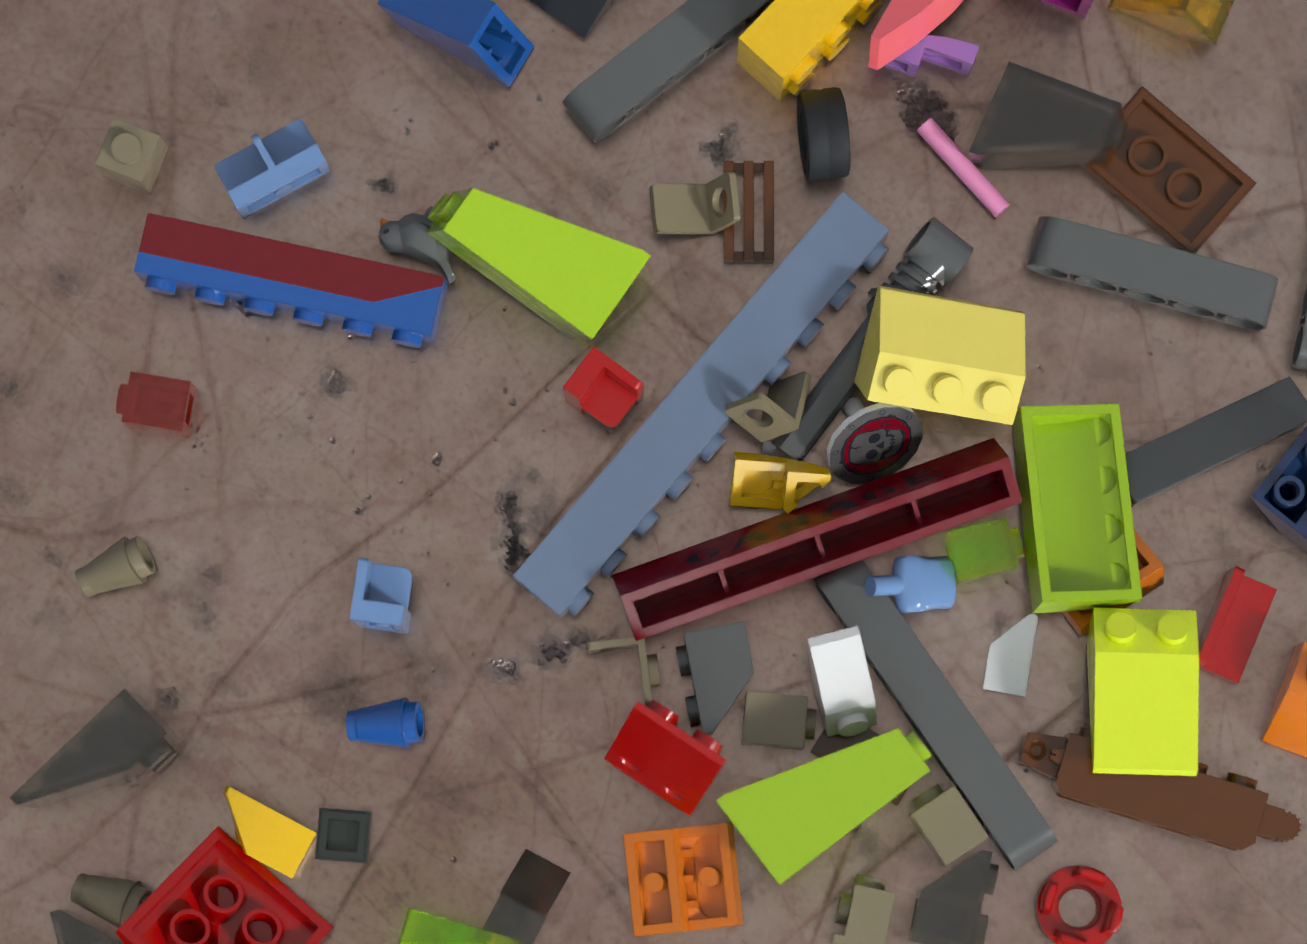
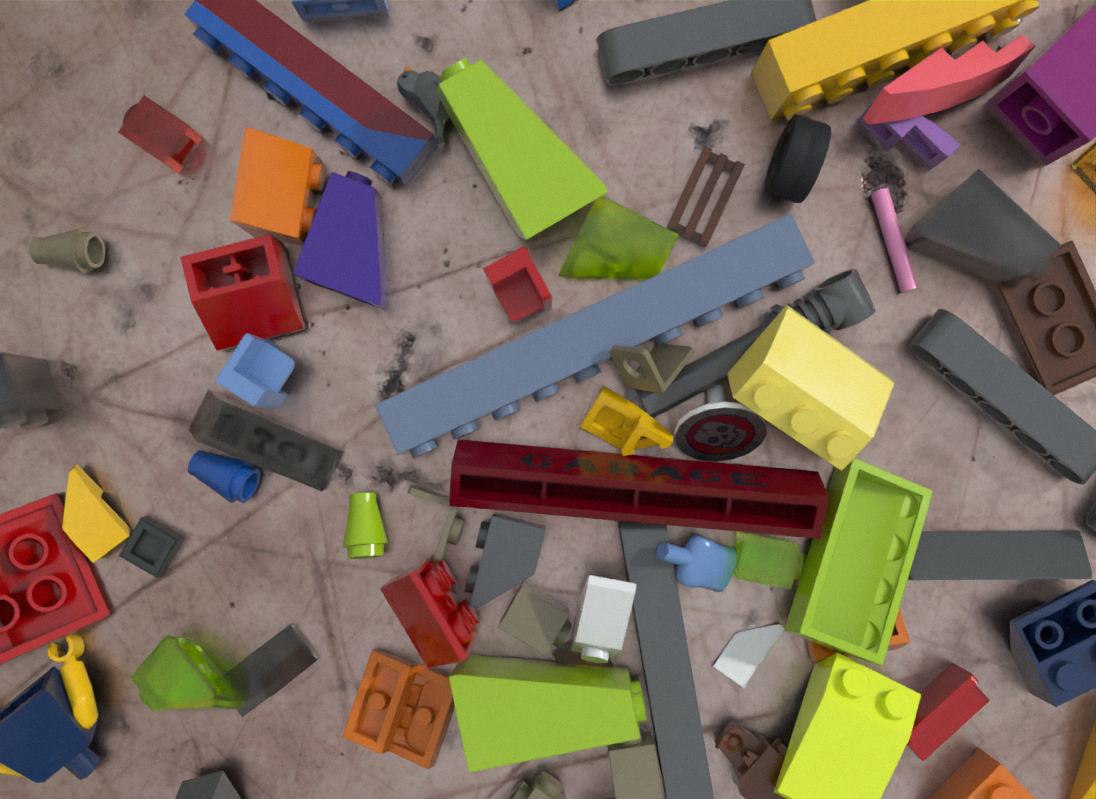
camera: 30 degrees right, 5 degrees up
(313, 404) = (276, 187): none -> orange slope
(324, 526) = (243, 291): none -> red slope
(403, 427) = (347, 242): none -> dark purple slope
(411, 668) = (263, 440): none -> clear smoke slope
(557, 711) = (364, 527): none -> lime cone
(682, 302) = (618, 245): none -> clear neon green slope
(694, 207) = (663, 172): dark tan bracket -> none

